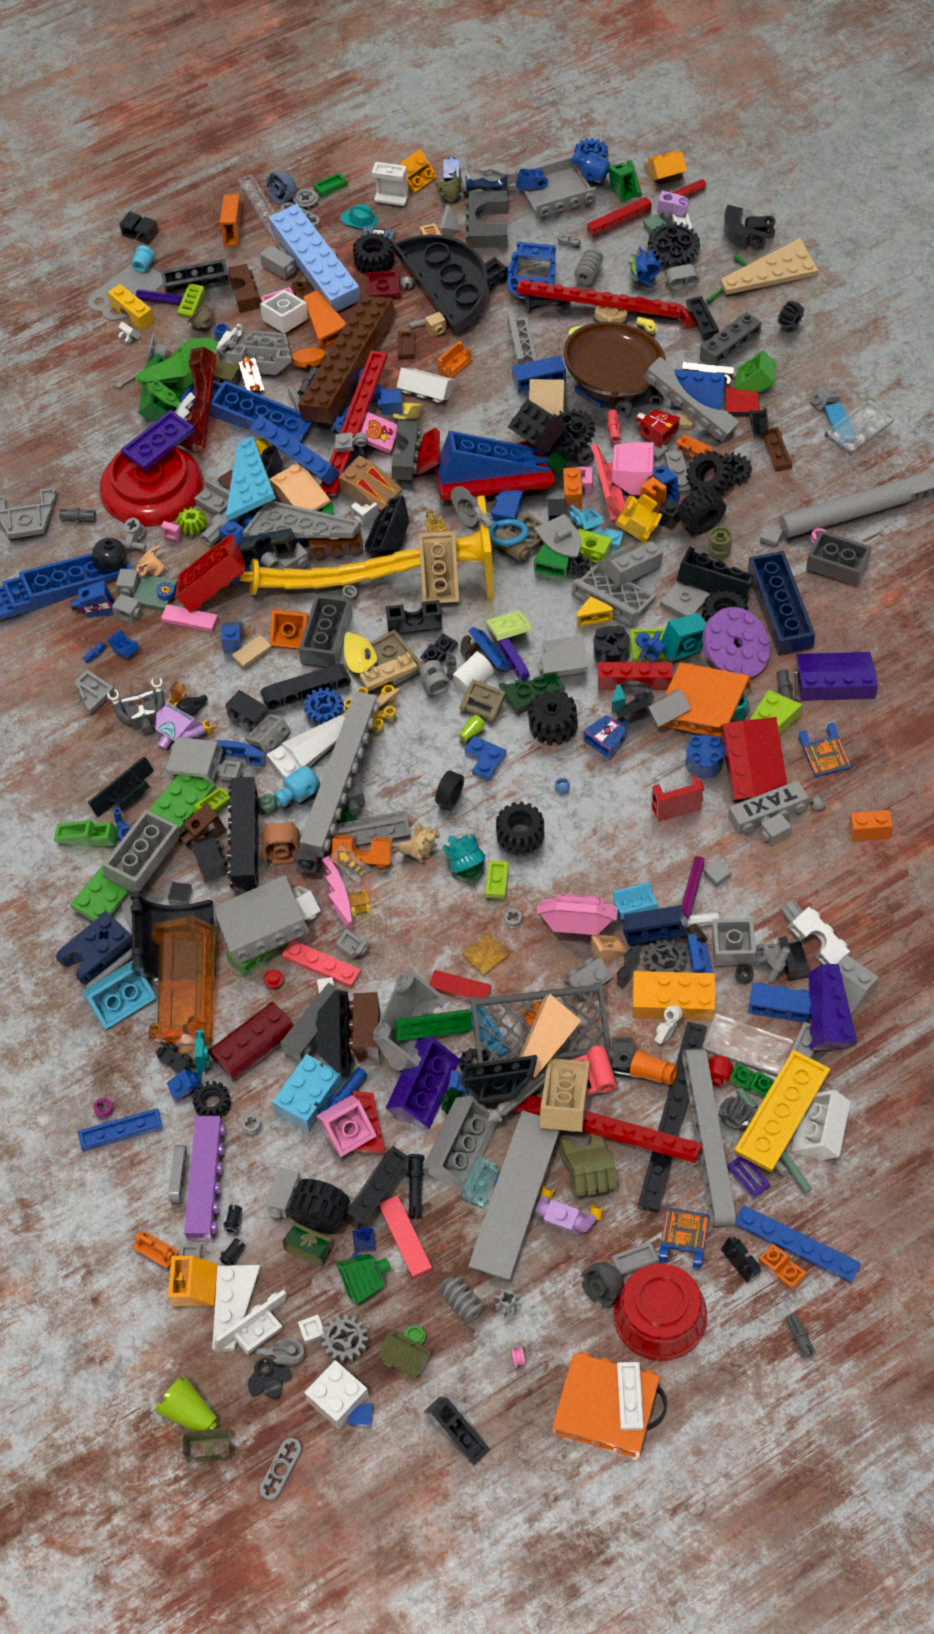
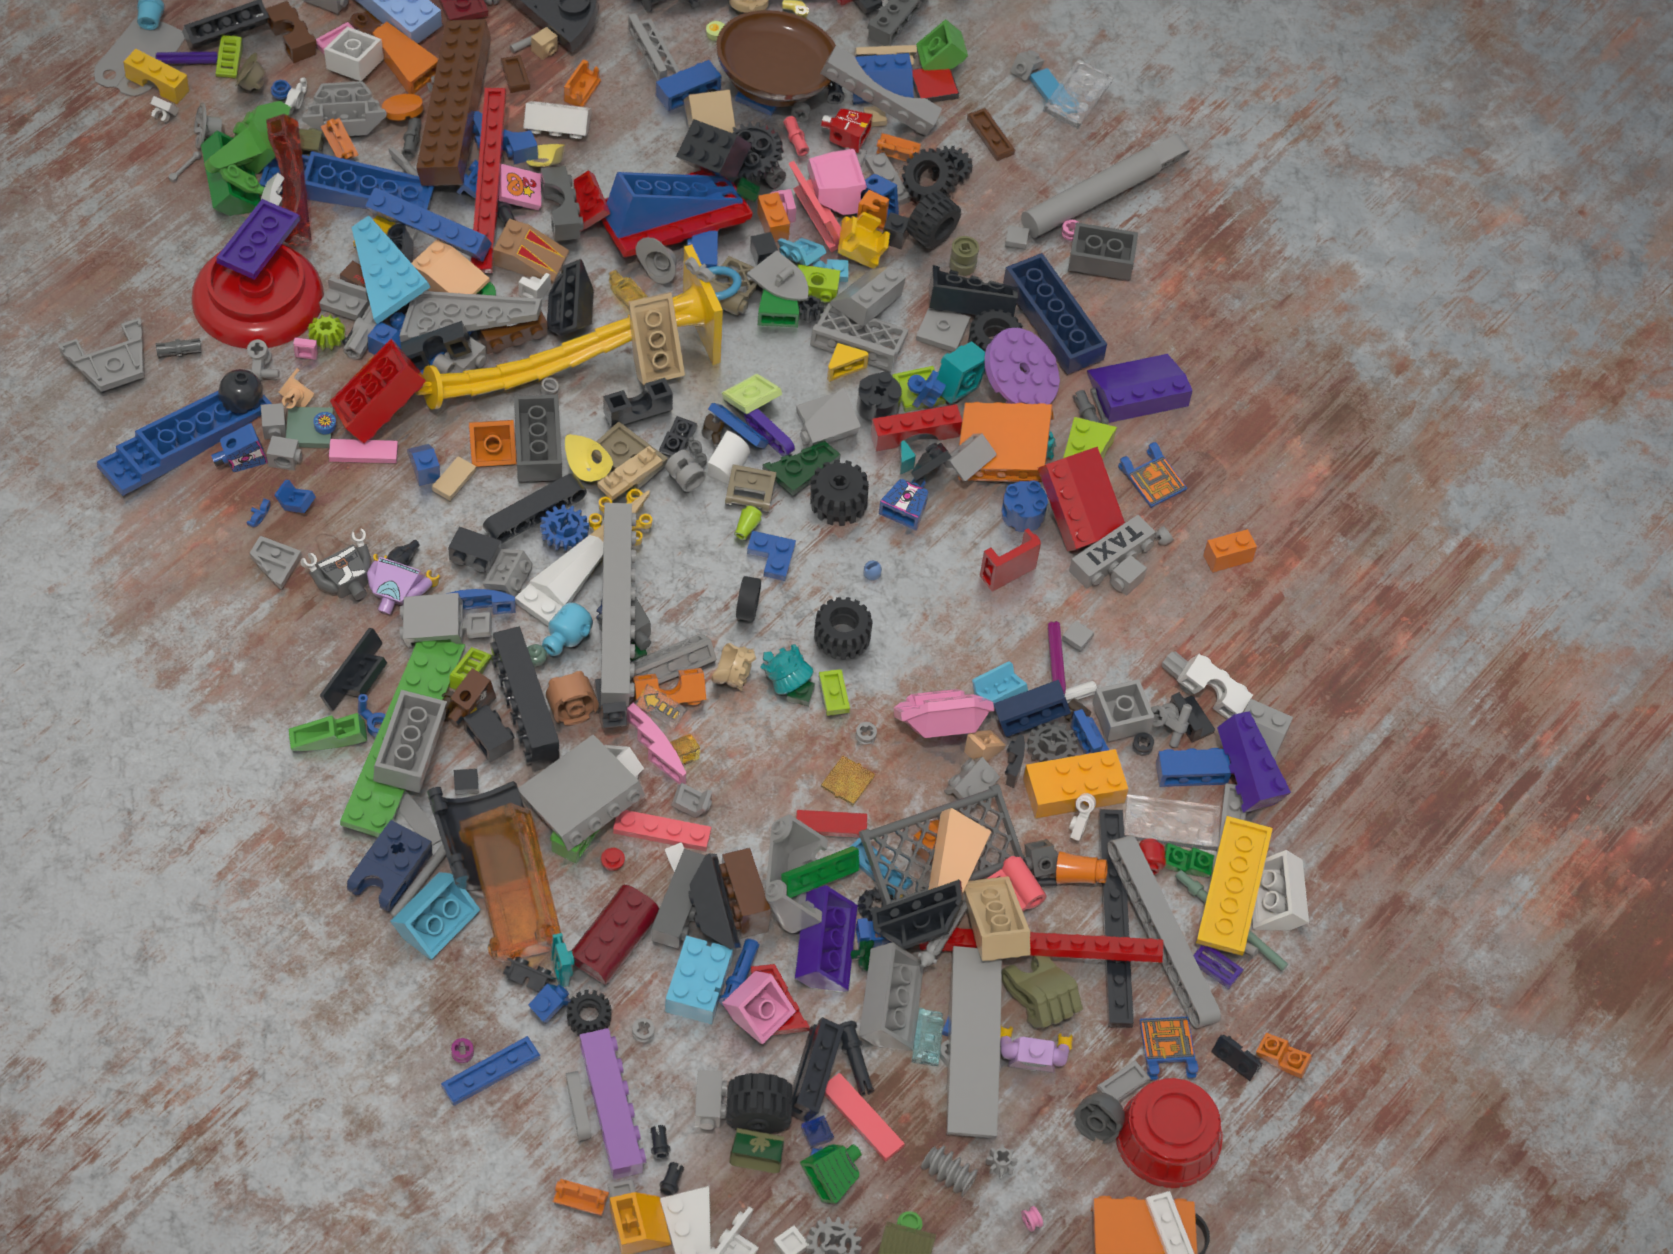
camera: 25 degrees left, 0 degrees up
(177, 692) = (384, 543): clear orange piece -> none
(346, 441) = (488, 205): light grey plate -> none
(736, 1113) = (1186, 899): dark grey gear -> none
(759, 421) = (963, 104): black piece -> none
(797, 1244) = (1291, 1027): blue plate -> none
(800, 1335) = (1325, 1124): dark grey axle -> none

